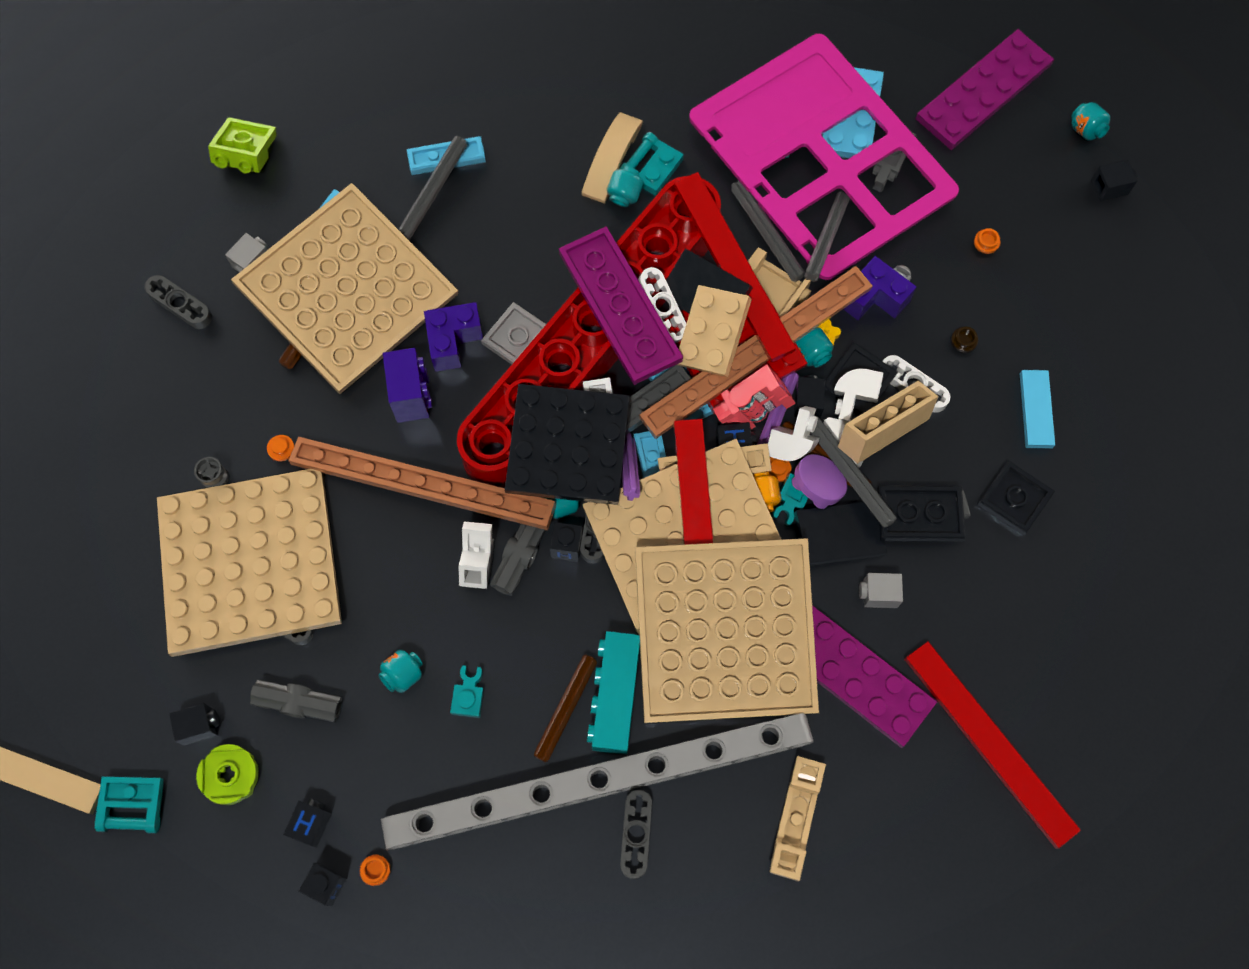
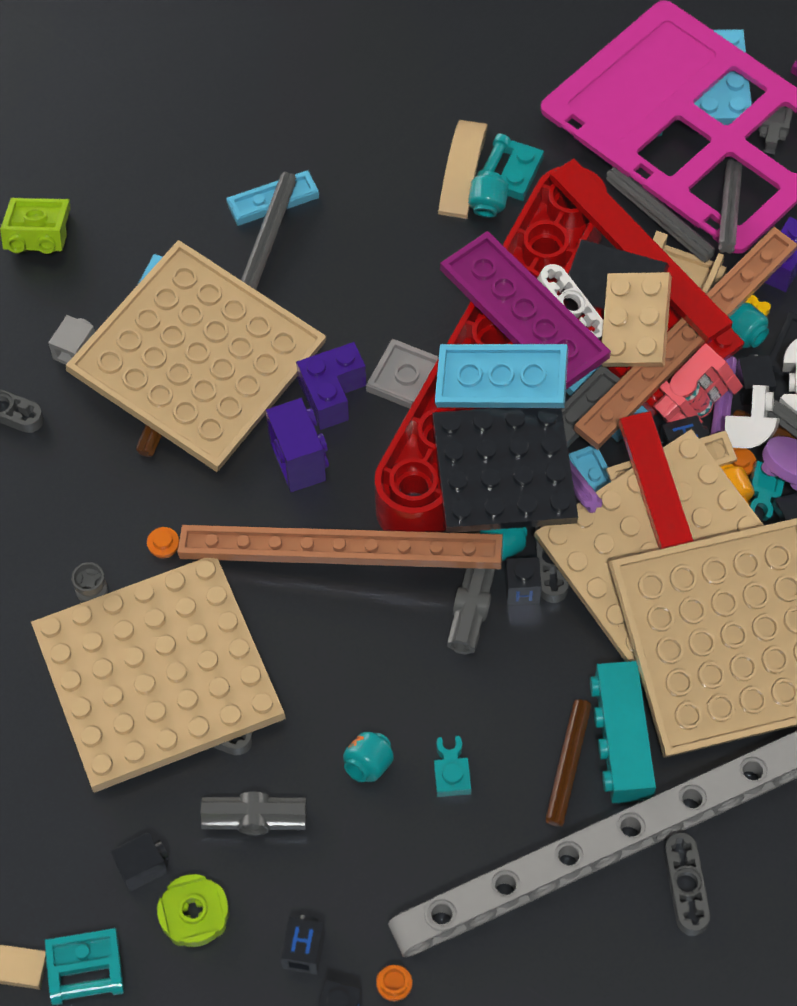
camera: 10 degrees left, 10 degrees down
(476, 555) = (423, 612): white brick -> none
(584, 362) = (501, 376): none -> medium azure plate

